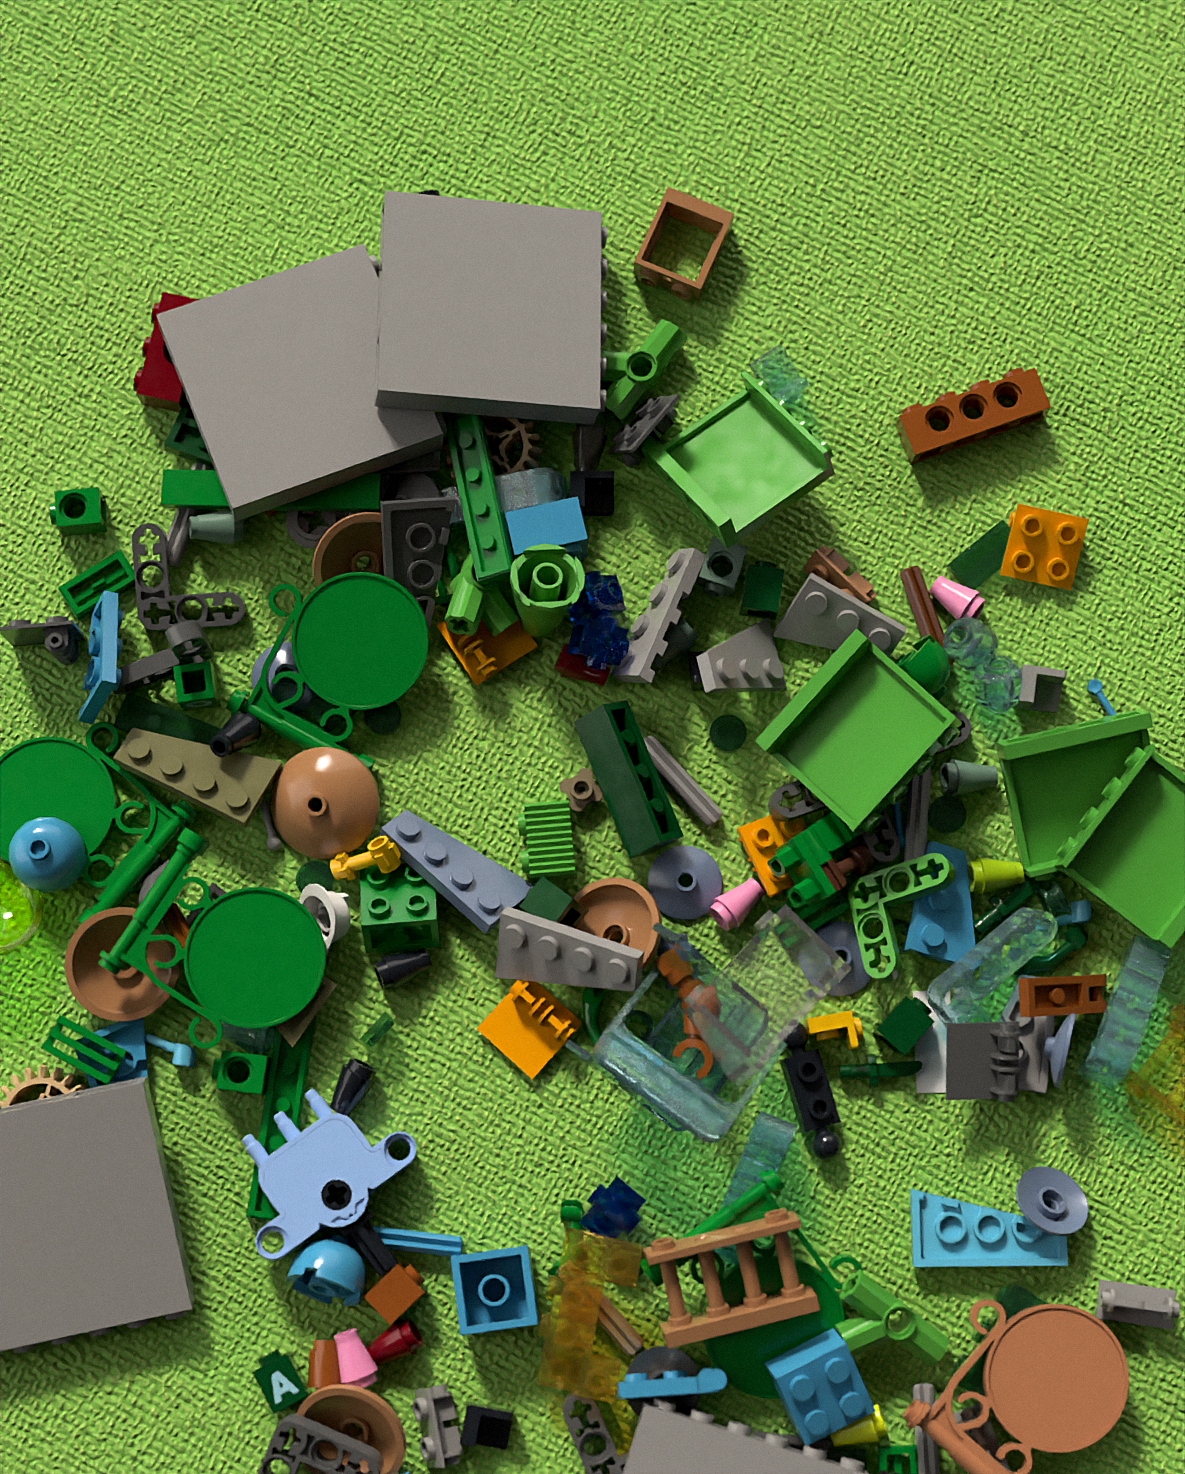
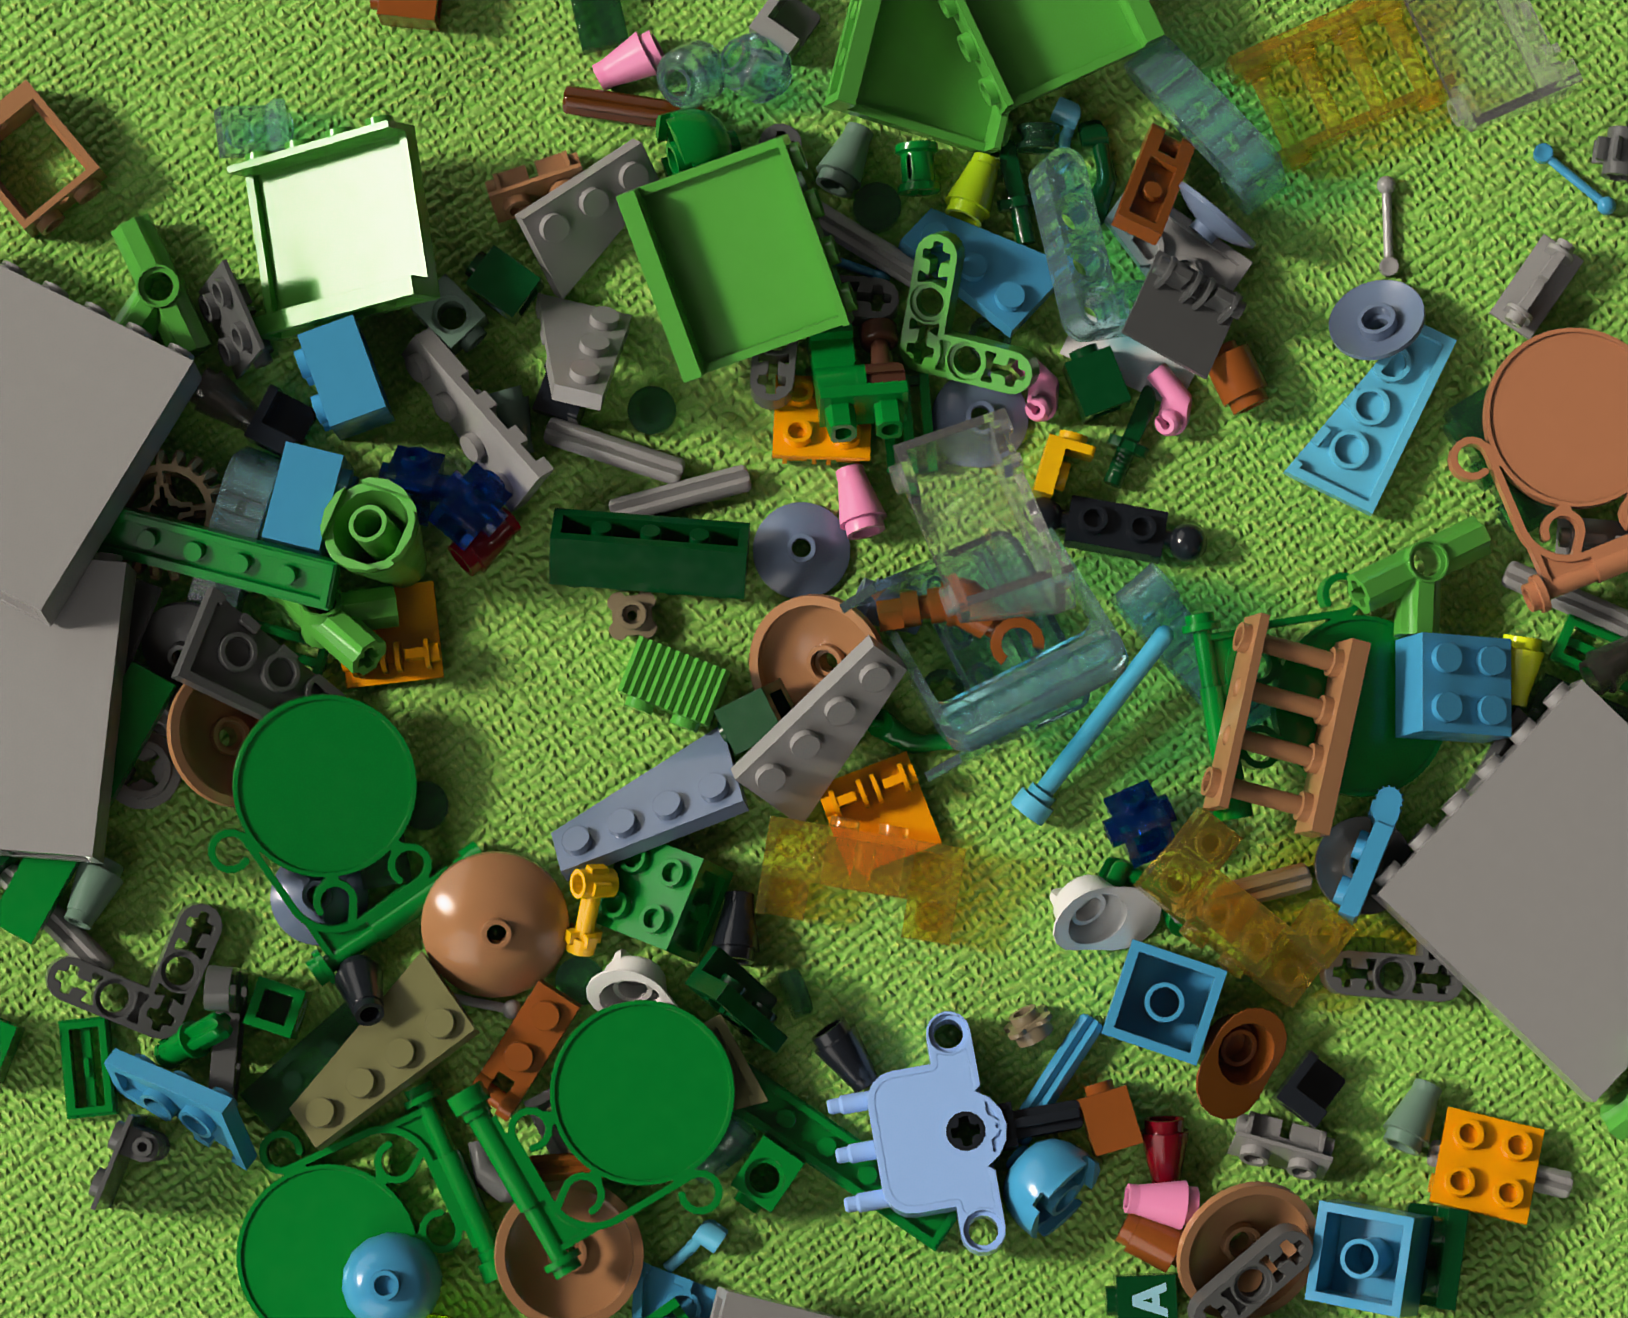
camera: 60 degrees left, 5 degrees up
(147, 641) = (193, 1040): none -> green axle
(252, 866) = (527, 1045): none -> dark orange plate
(354, 990) = (737, 998): none -> dark green bracket
(434, 1204) = (1029, 1025): none -> dark tan plate
(480, 1365) = (1239, 1060): none -> dark orange piece
(489, 1030) = (865, 862): none -> clear yellow bracket
(534, 1215) = (1100, 915): none -> white piece
(593, 1130) = (1037, 799): none -> medium azure piece
(642, 516) = (345, 377): none -> dark azure brick
(687, 721) = (613, 451): none -> light grey axle
(877, 993) = (1042, 395): none -> bright pink arm
(919, 1088) = (1175, 401): none -> bright pink arm
(959, 1123) = (1238, 378): none -> dark orange brick
(988, 828) = (917, 168): none -> green bush
(1095, 1191) = (1388, 265): none -> light grey hinge

